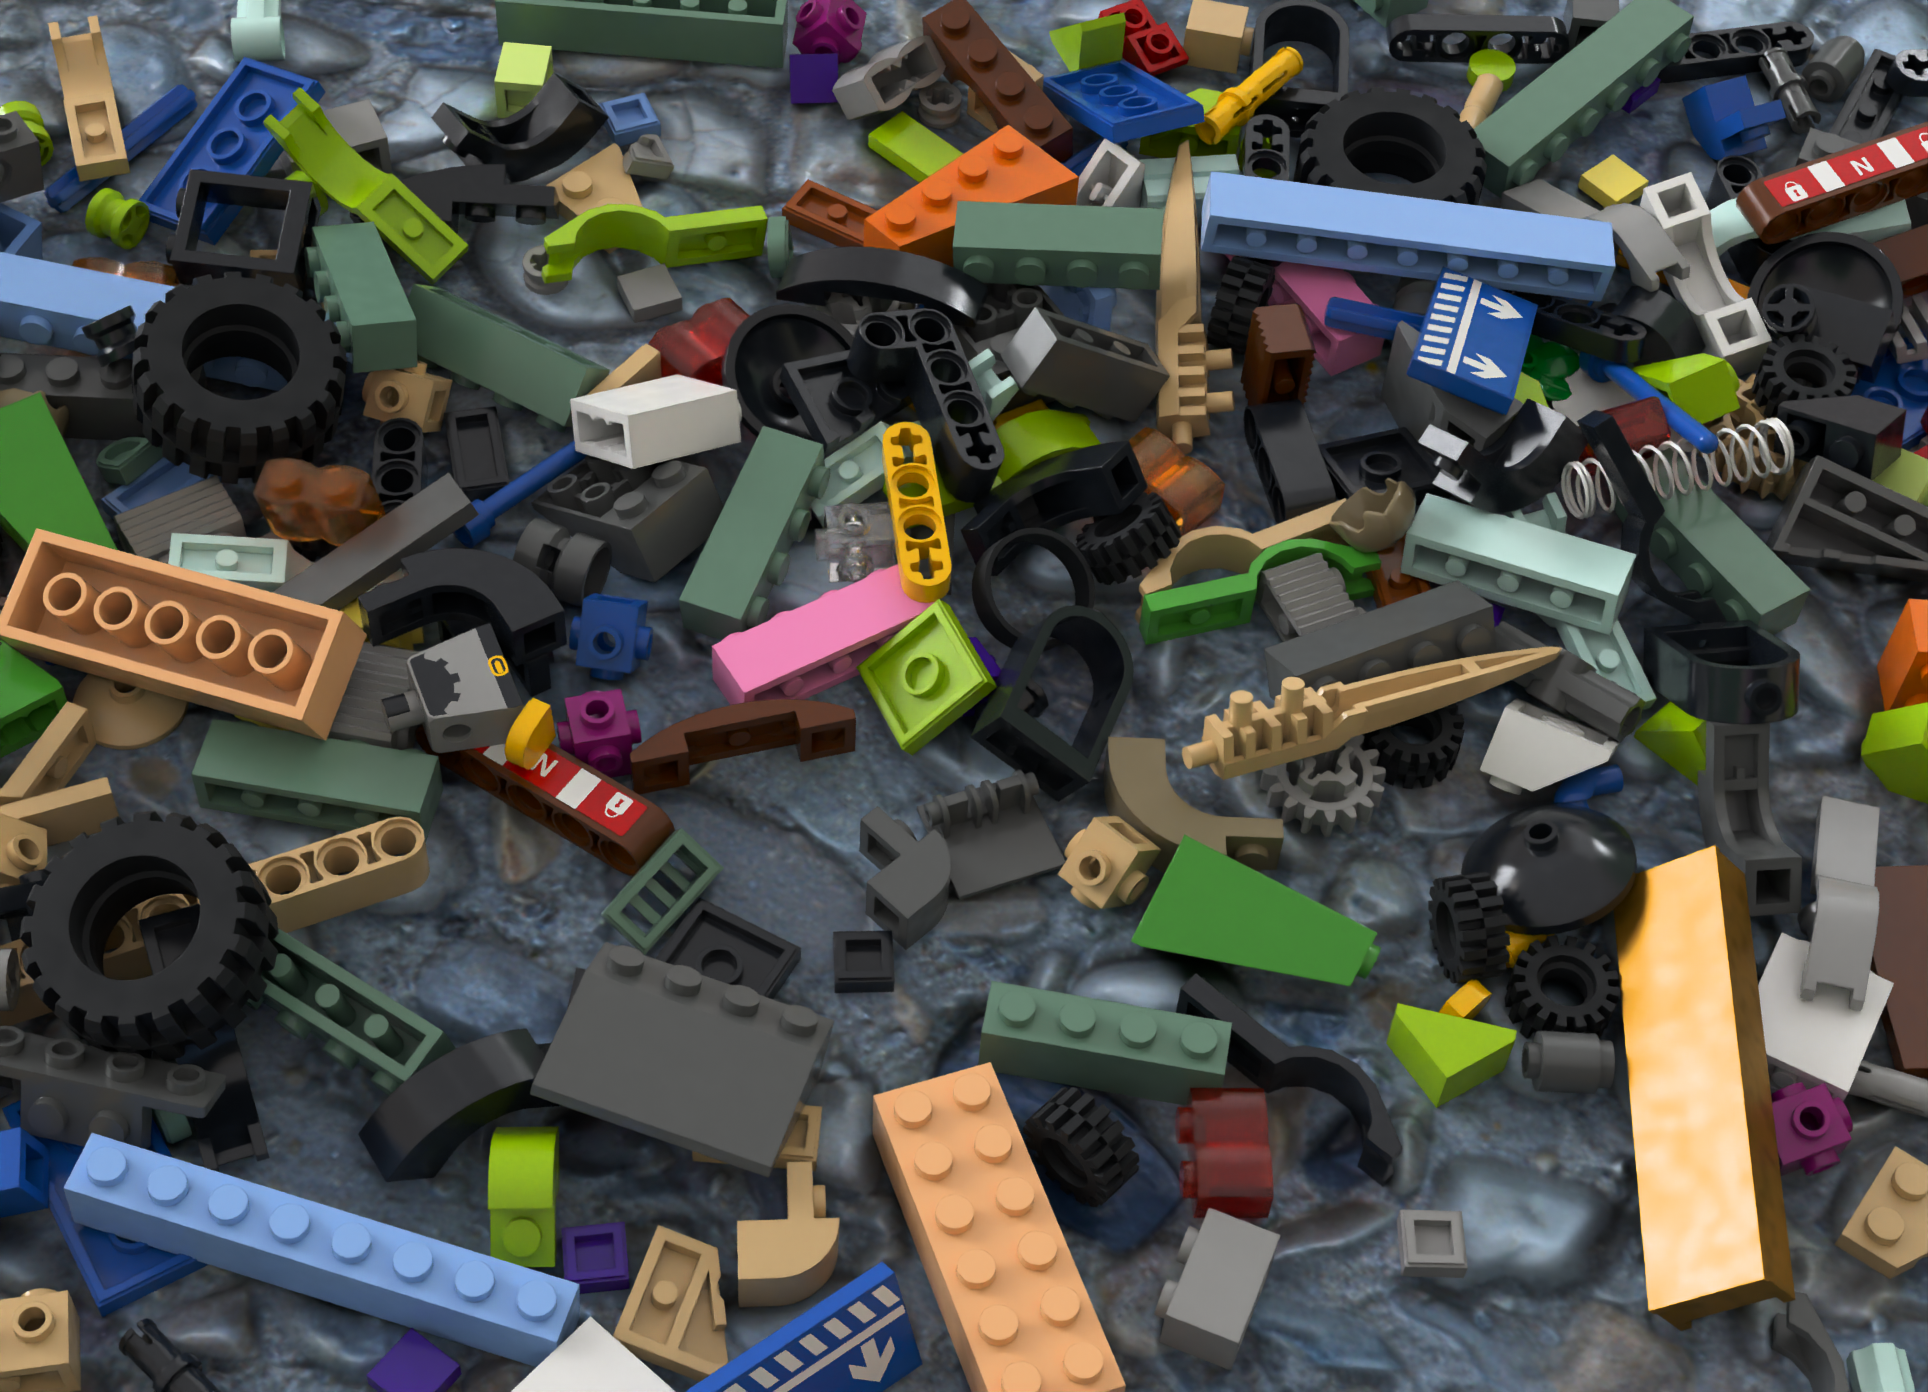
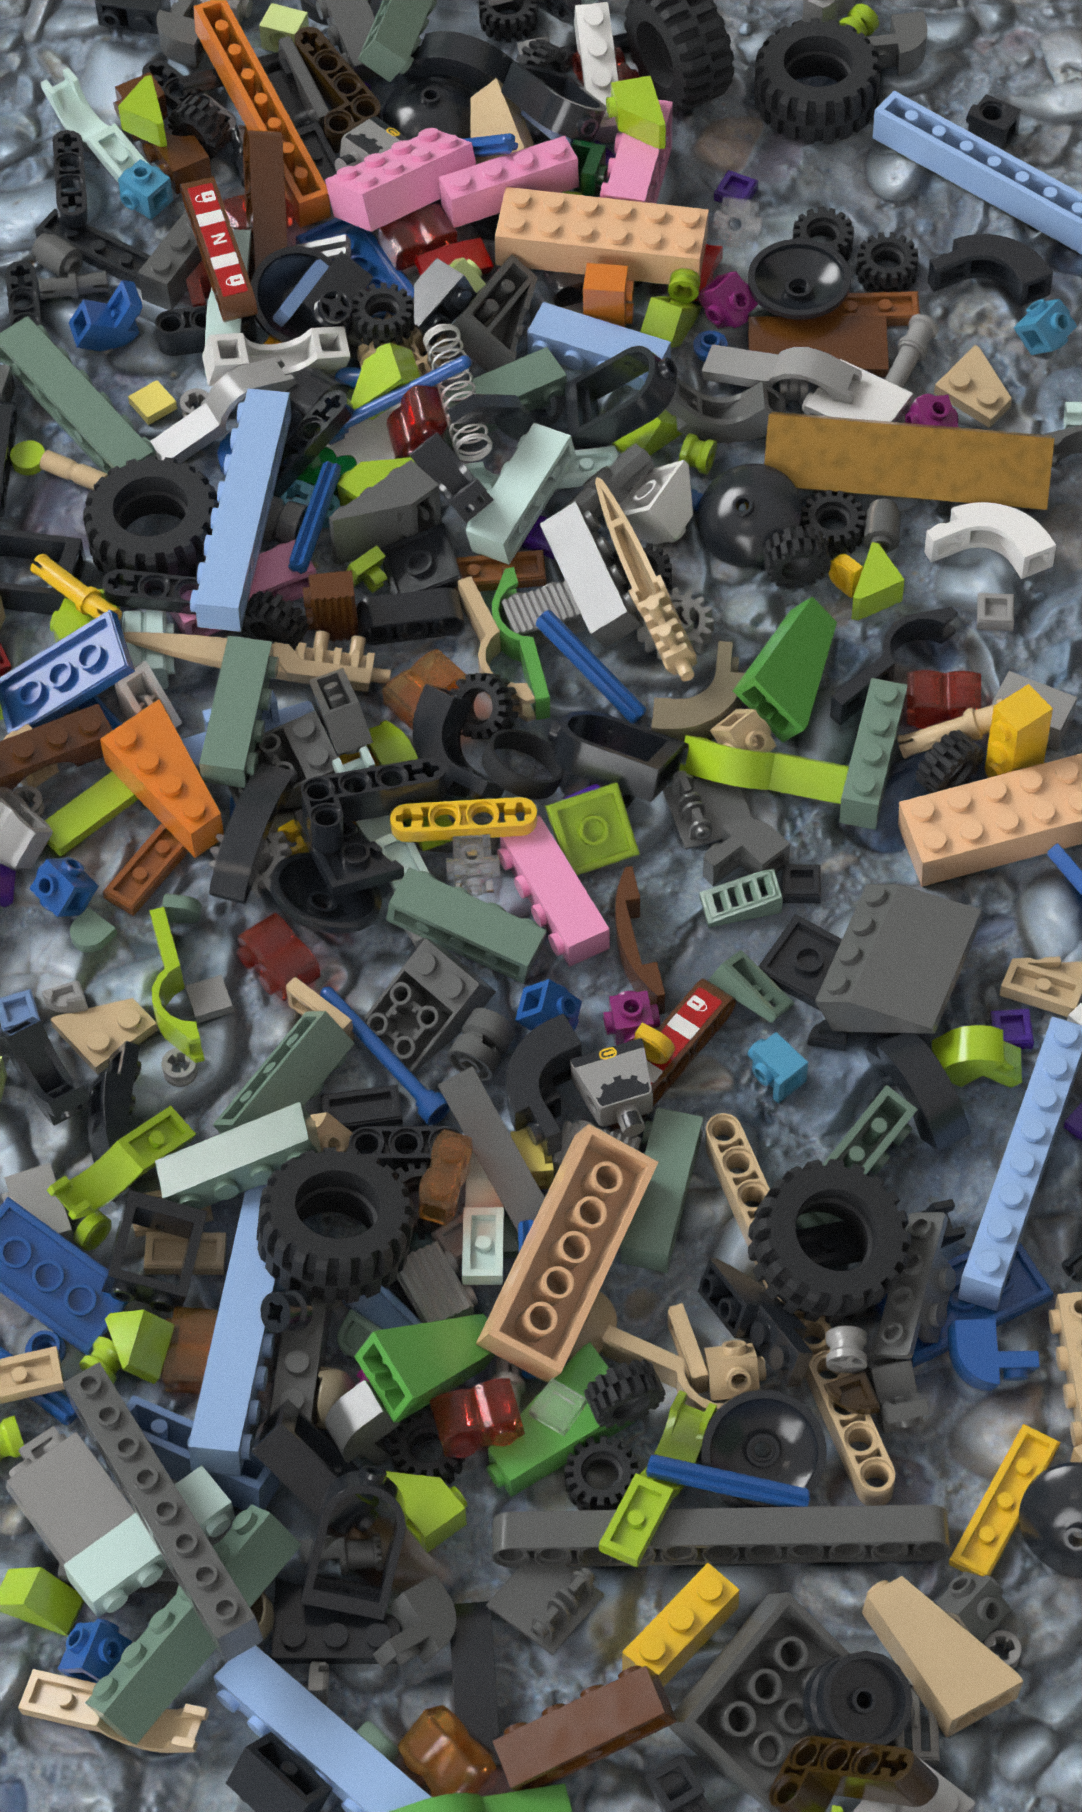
camera: 80 degrees left, 5 degrees up
(120, 232) = (140, 1342): none -> lime slope
(144, 167) = (46, 1339): none -> blue plate
(521, 923) = (778, 1065): none -> dark azure brick
(656, 421) = (369, 975): white brick -> none
(751, 175) = (91, 932): none -> sand green tile
(790, 1256) = (1015, 920): tan brick -> none
(803, 132) = (63, 886): none -> blue brick
(832, 916) = (738, 888): none -> sand green slope
(1051, 889) = (764, 770): none -> lime piece
(1121, 1226) = (1018, 732): none -> yellow brick
(1161, 1177) = (973, 724): none -> tan pin
(1221, 663) = (590, 666): none -> blue axle
(1361, 410) = (368, 569): none -> lime tile
(1374, 519) = (487, 558): dark tan hair -> none
(1473, 341) = (350, 479): blue tile -> none
(1578, 1277) = (994, 528): none -> white arch
(1662, 802) = (698, 453): none -> lime wheel
(1784, 272) = (300, 292): none -> medium blue tile
(1839, 670) = (587, 341): none -> light blue brick
(1904, 831) = (704, 341): none -> blue plate

